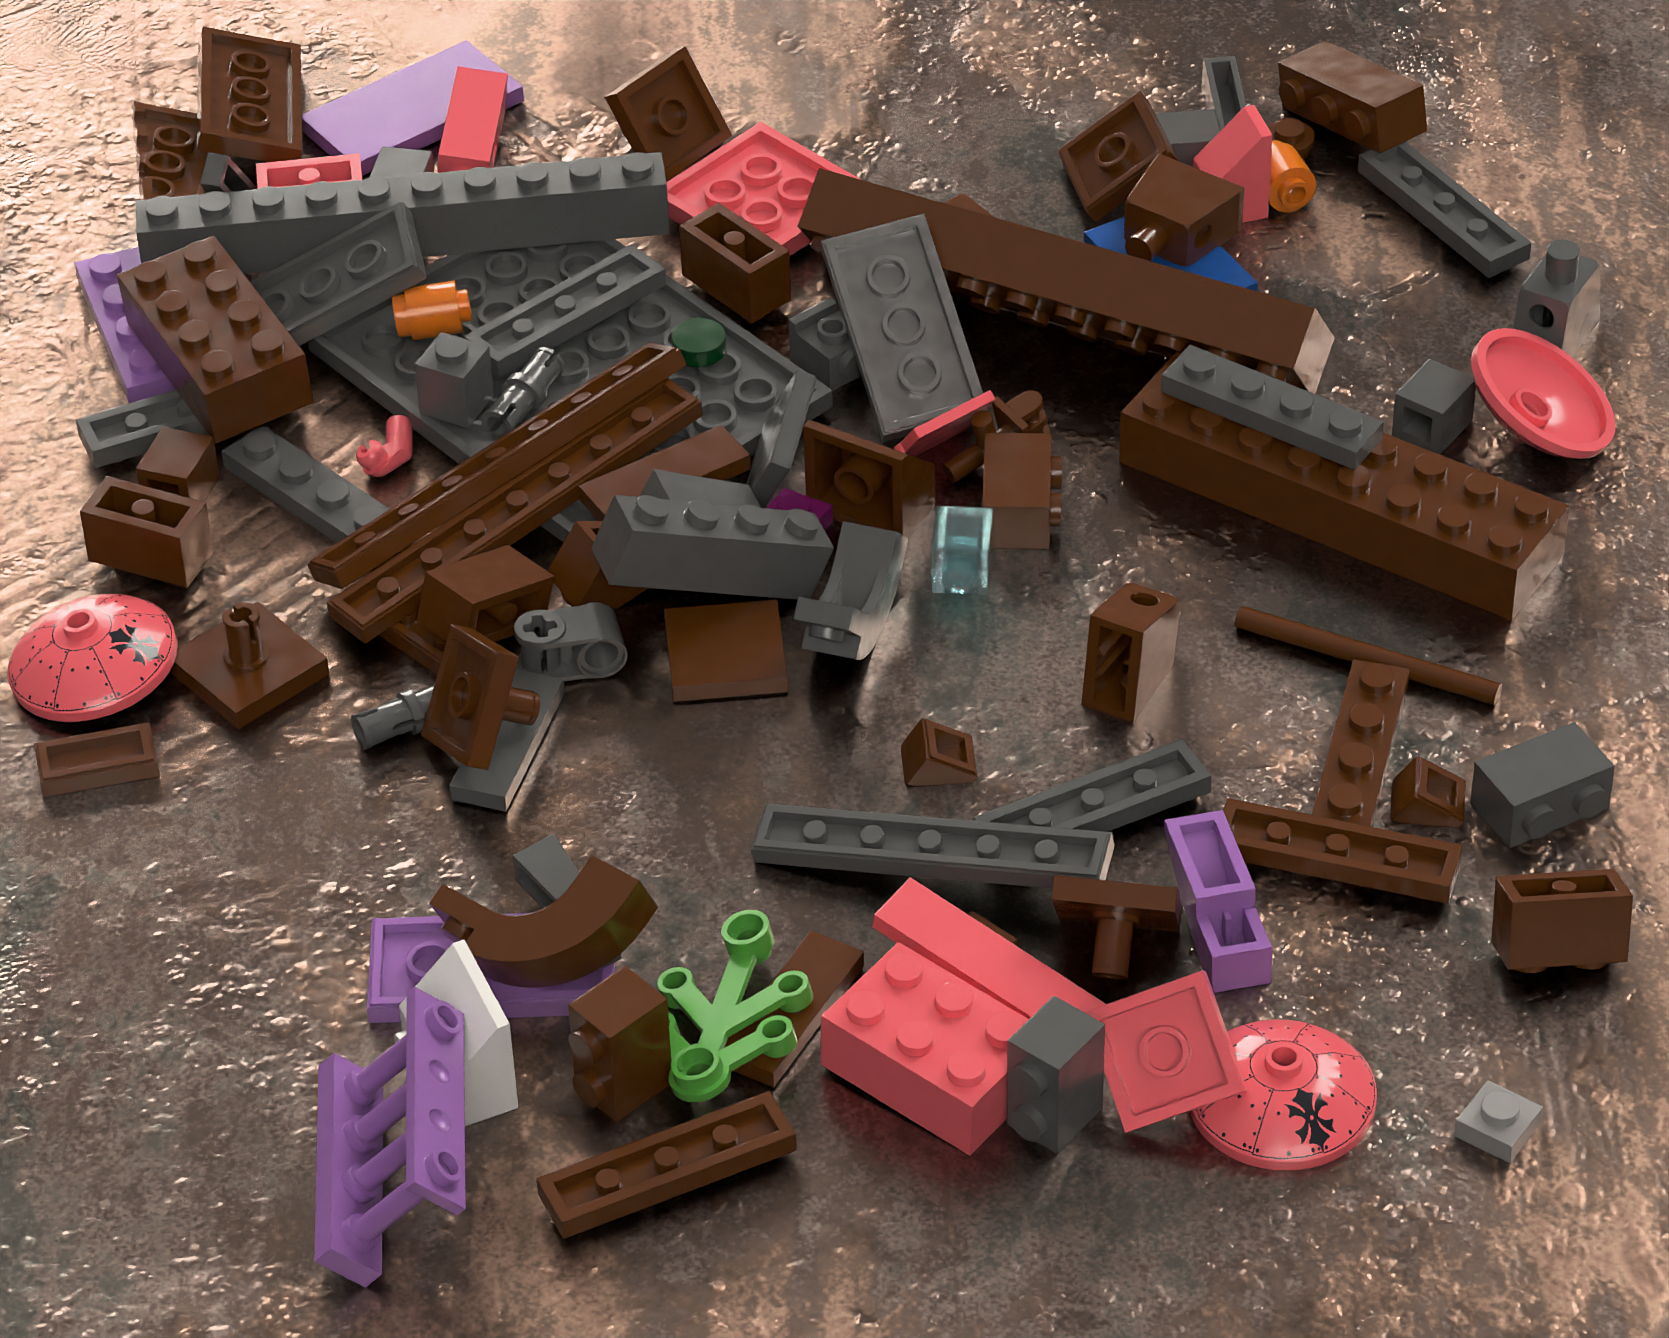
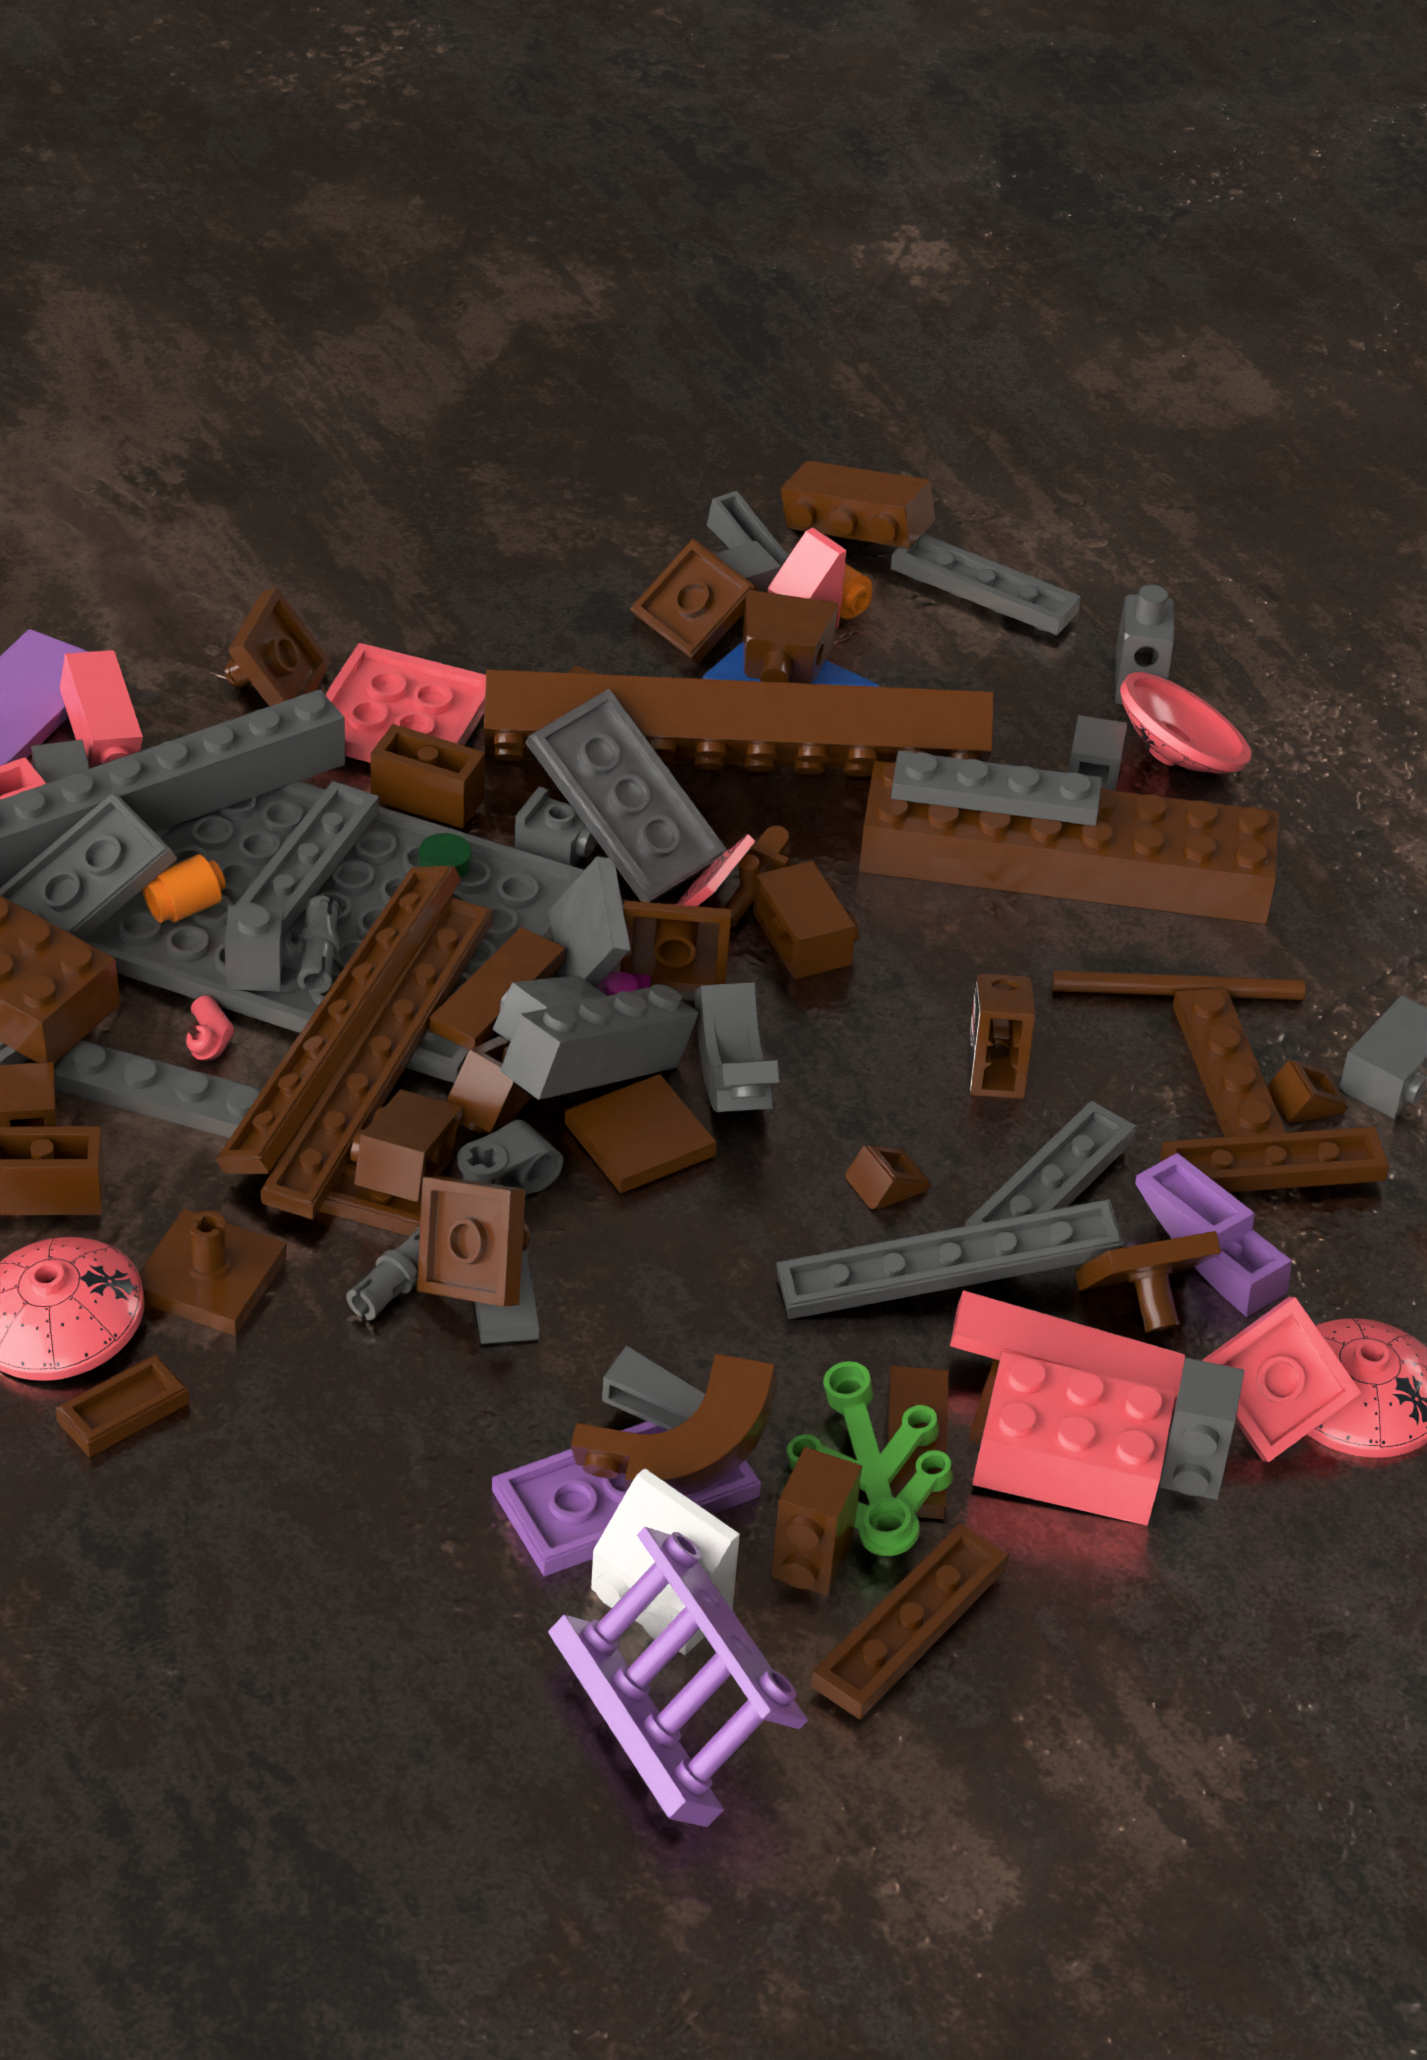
camera: 30 degrees left, 0 degrees up
(962, 550) = (793, 985): clear light blue brick -> none

